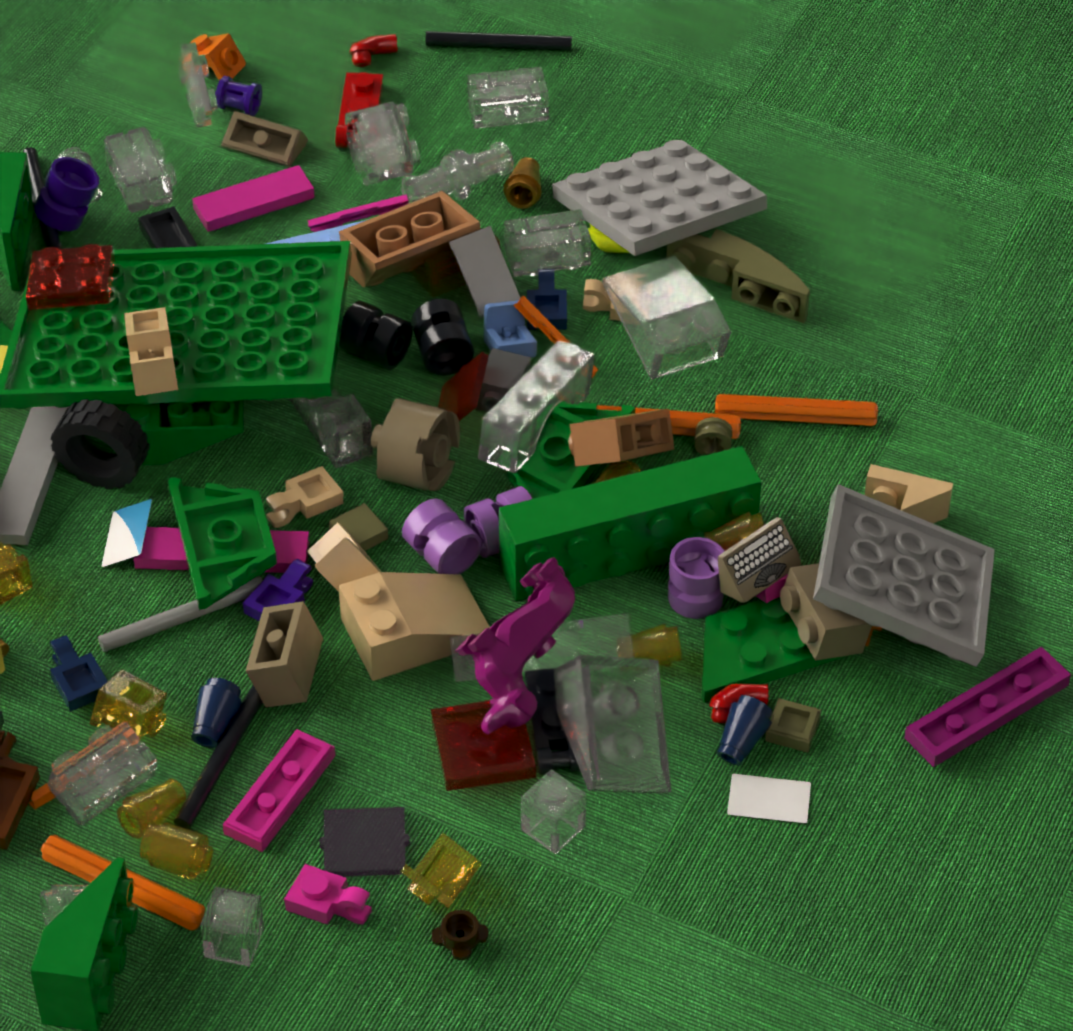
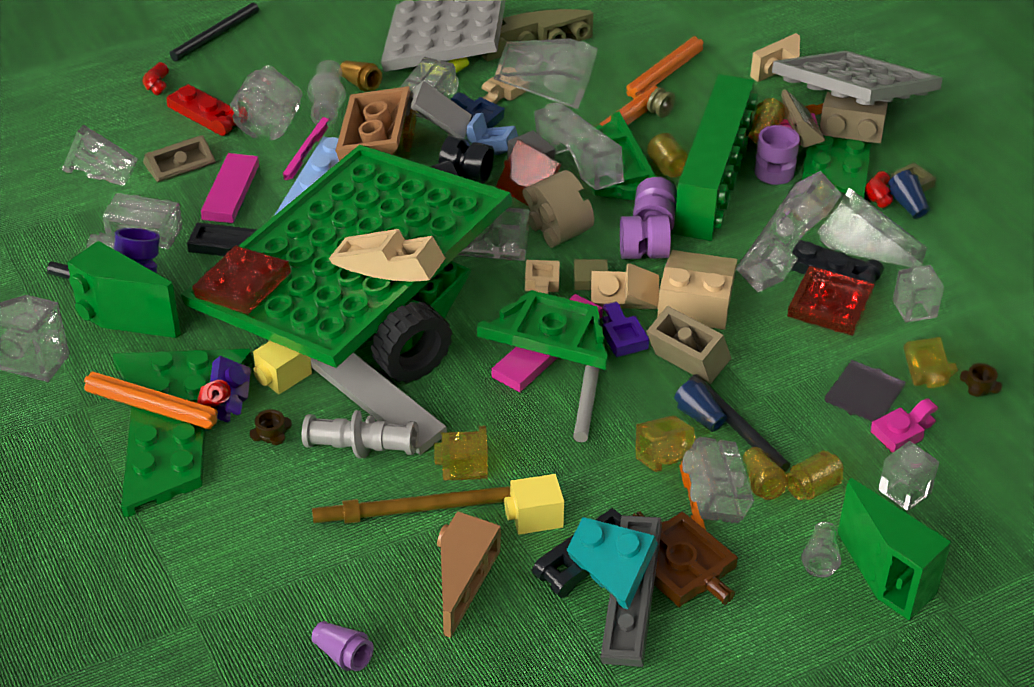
camera: 55 degrees left, 5 degrees down
(74, 676) = (608, 458): dark blue plate -> none
(126, 533) = (489, 378): sticker -> none
(146, 892) = (798, 524): orange axle -> none
(220, 54) = (61, 141): orange bracket -> none
(238, 95) = (133, 144): dark purple bush -> none
(279, 790) = (791, 410): dark pink tile -> none
(508, 97) = (278, 44): clear brick -> none
(513, 640) = (796, 229): magenta animal -> none
(538, 320) = (500, 114): orange piece -> none
(621, 437) = (649, 123): medium nougat slope -> none
(769, 798) = (959, 215): white sticker -> none
(987, 706) = (962, 107): magenta plate -> none

